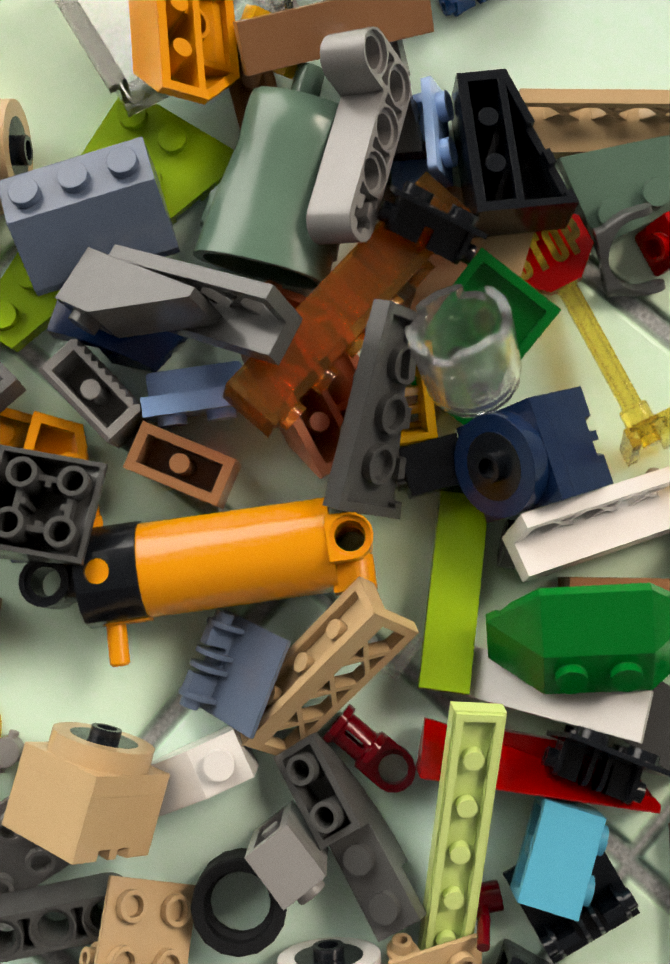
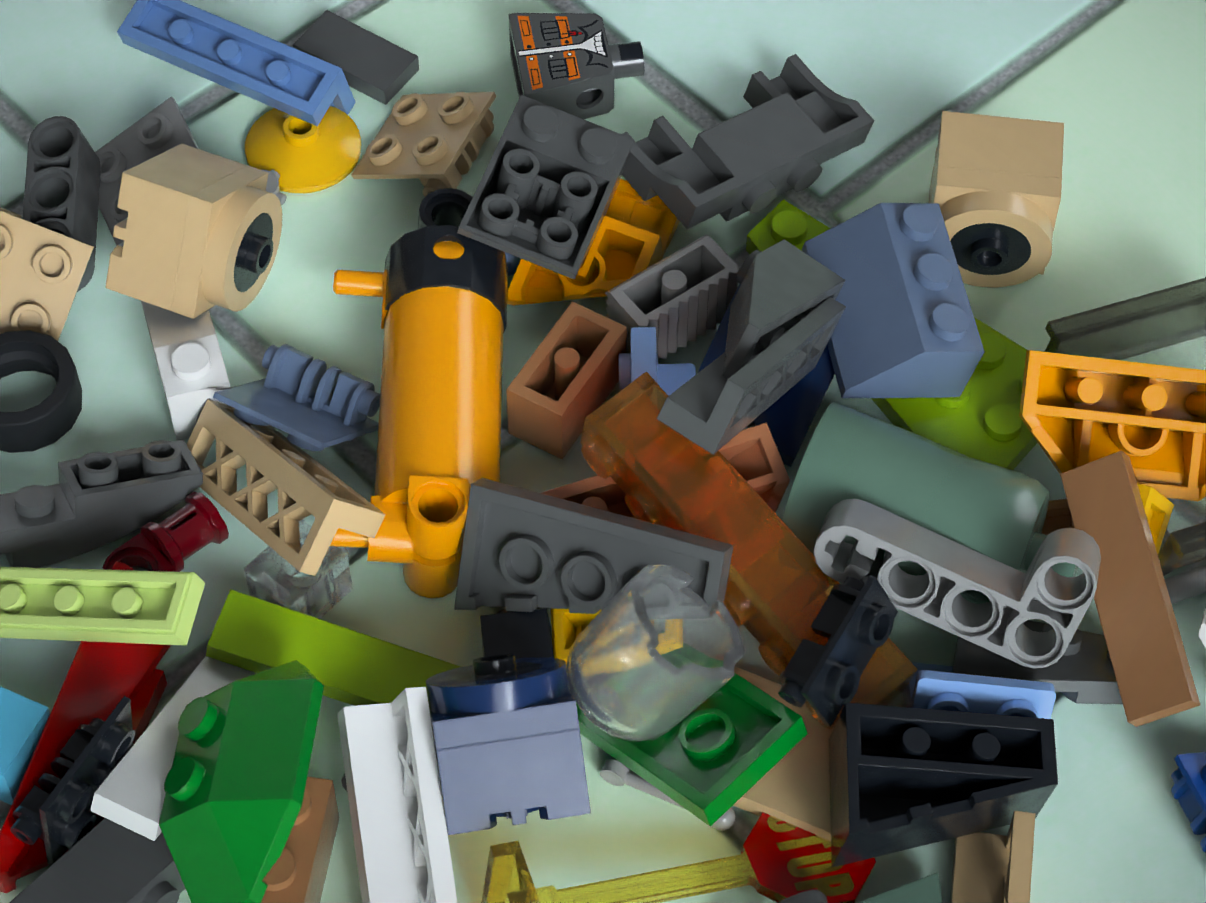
camera: 90 degrees right, 30 degrees down
(288, 857) = (57, 418): light grey brick -> none

